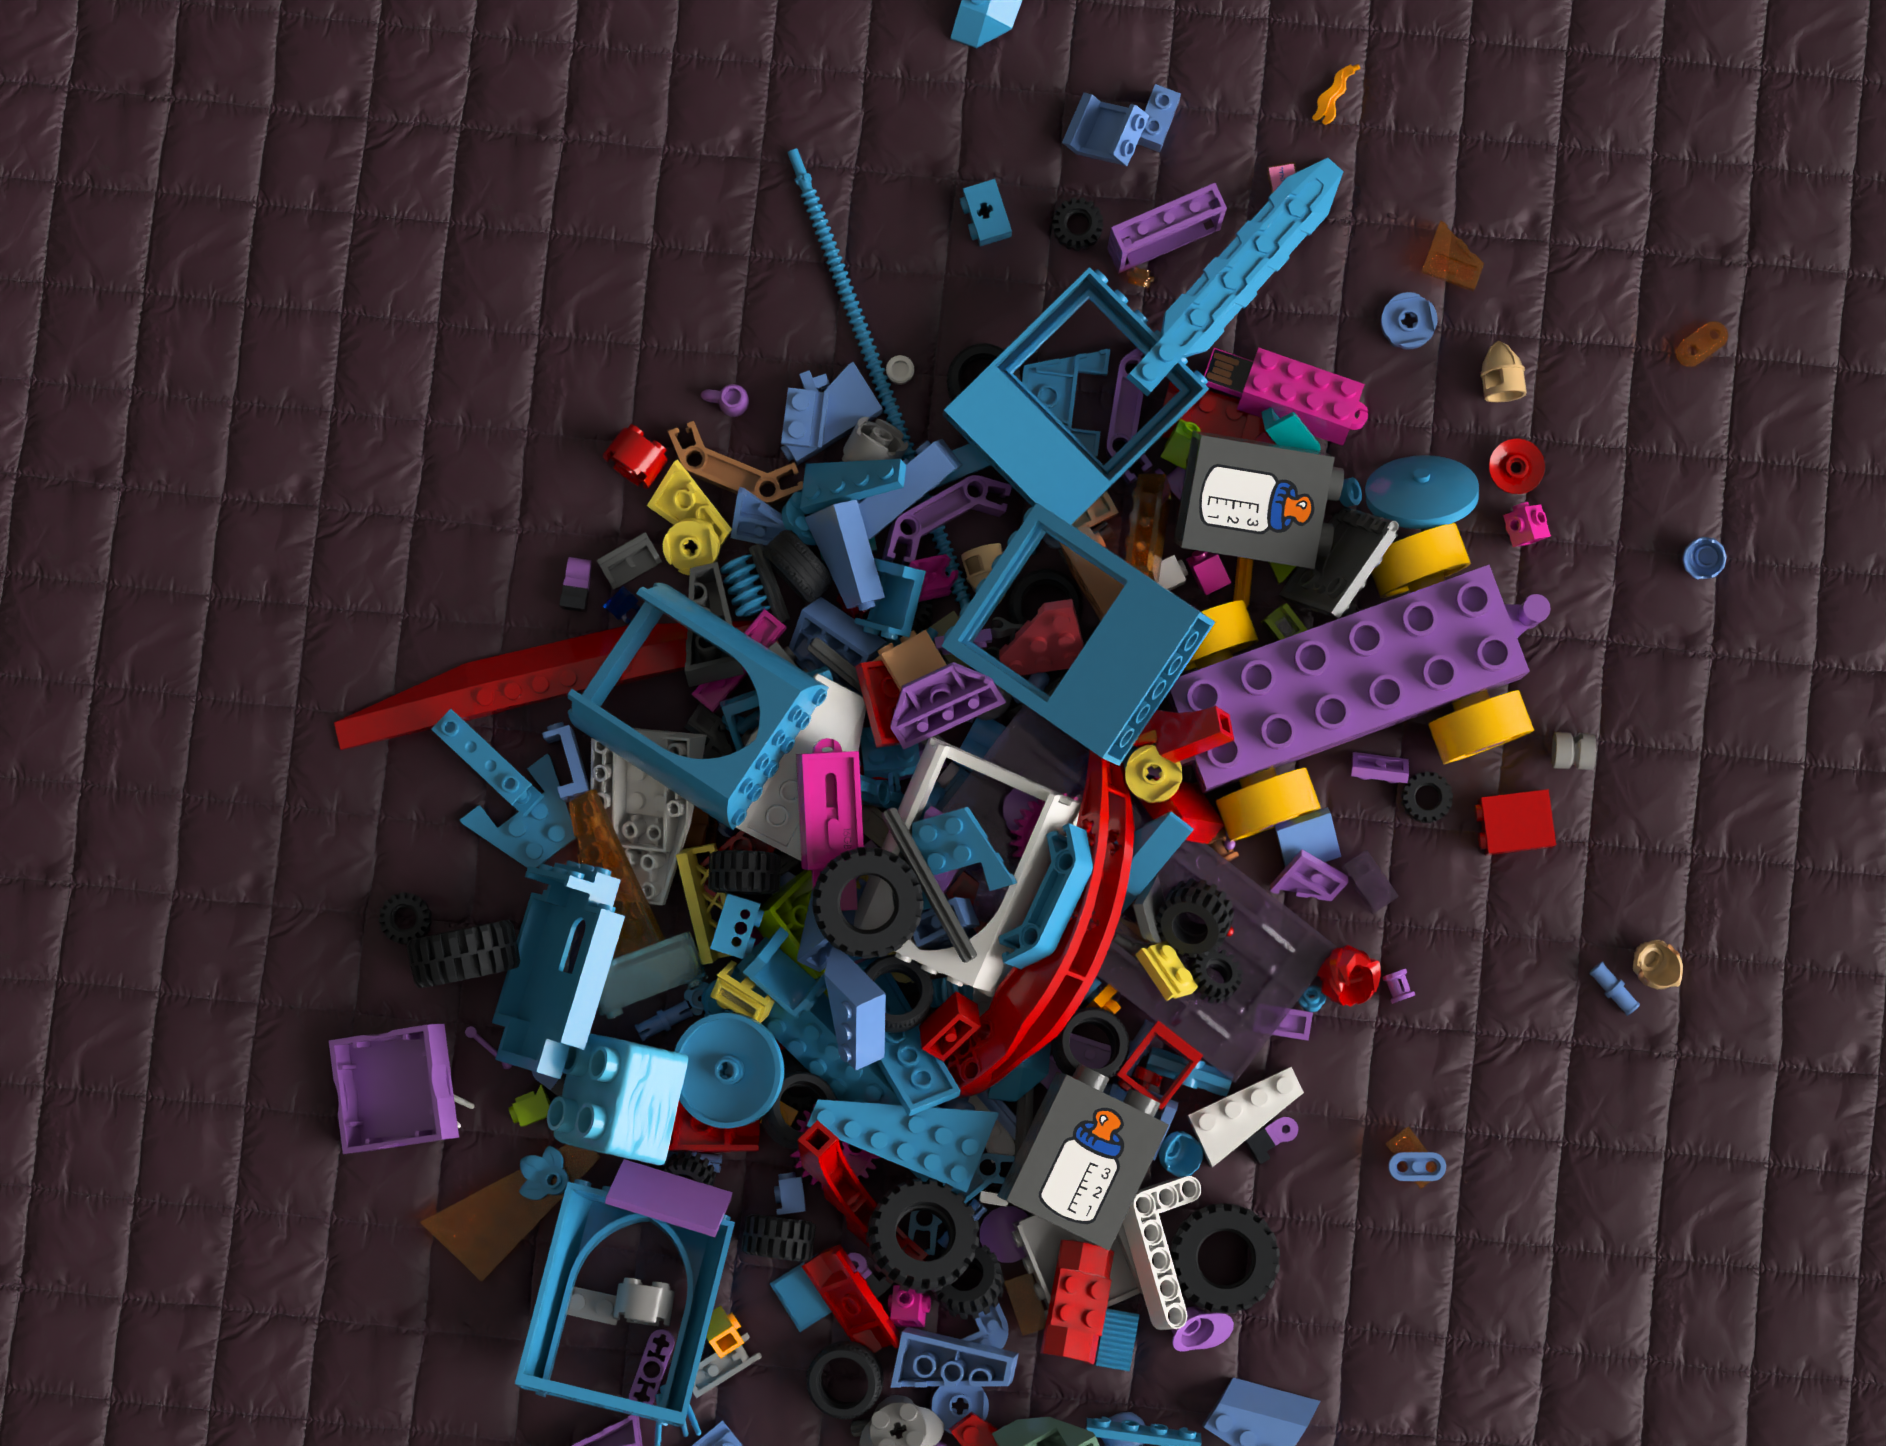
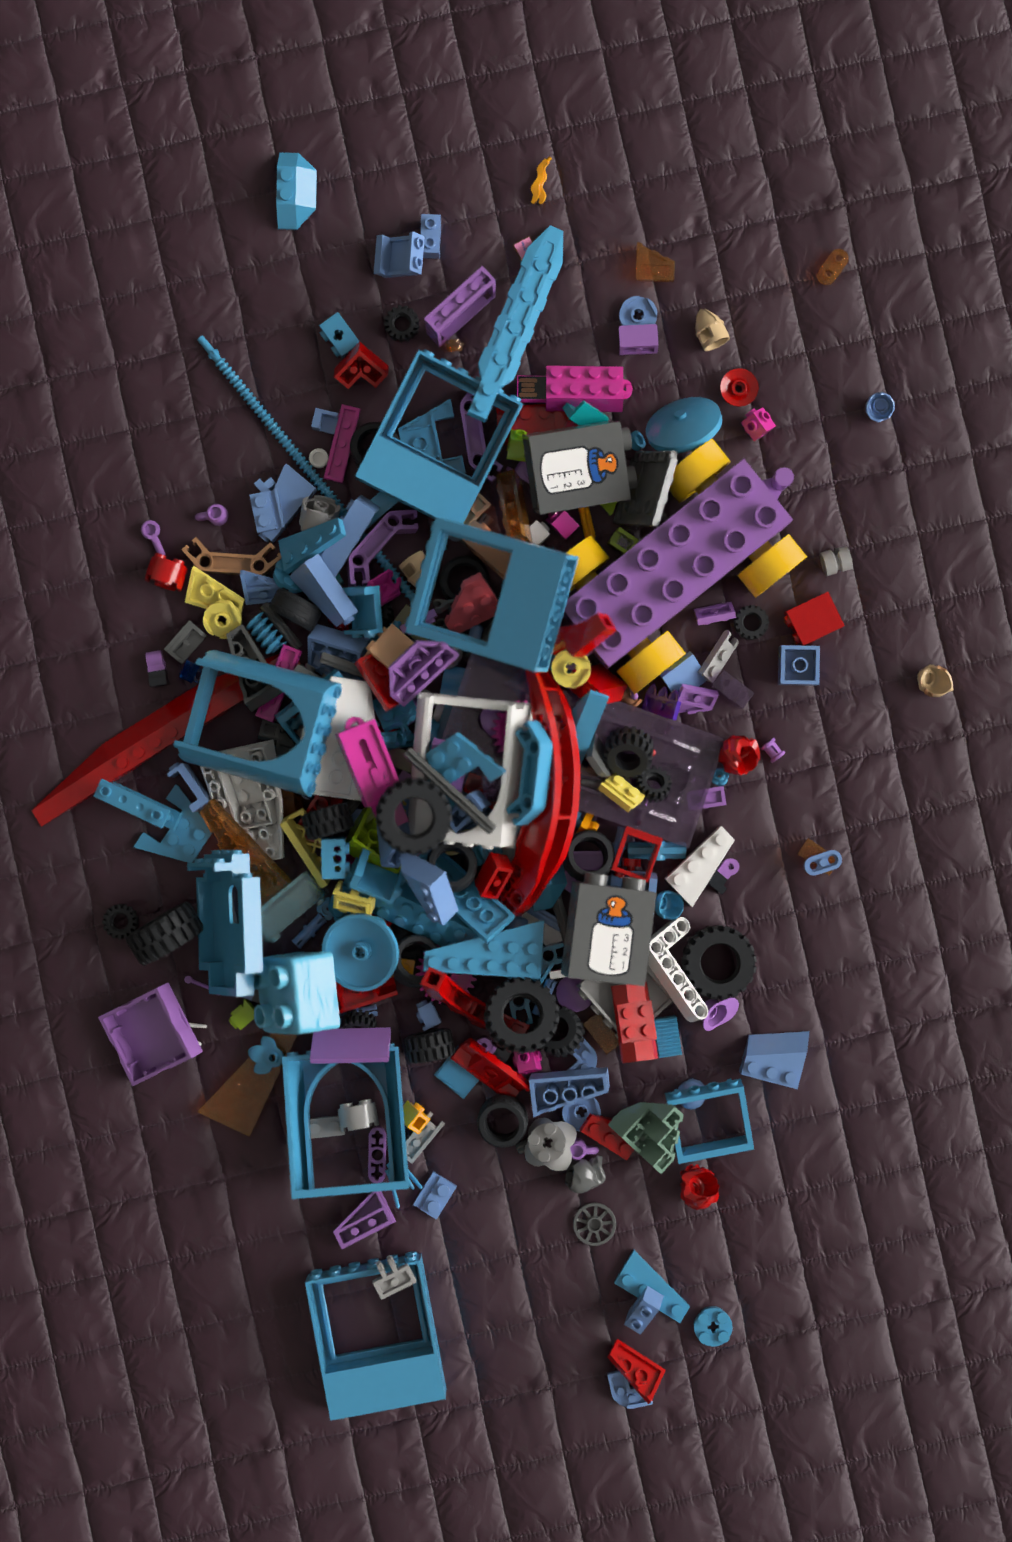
camera: 20 degrees left, 5 degrees up
(634, 391) = (151, 530): none -> medium lavender plate
(926, 322) = (324, 421): none -> medium blue panel
(937, 361) = (340, 446): none -> dark pink tile
(1003, 259) = (359, 363): none -> red brick
(1264, 868) = (661, 703): none -> dark purple plate
(1365, 830) = (718, 657): none -> light grey hinge
(1398, 354) = (638, 339): none -> medium lavender panel
(1473, 879) = (798, 665): none -> medium blue brick
(1614, 988) = (911, 705): medium blue pin -> none

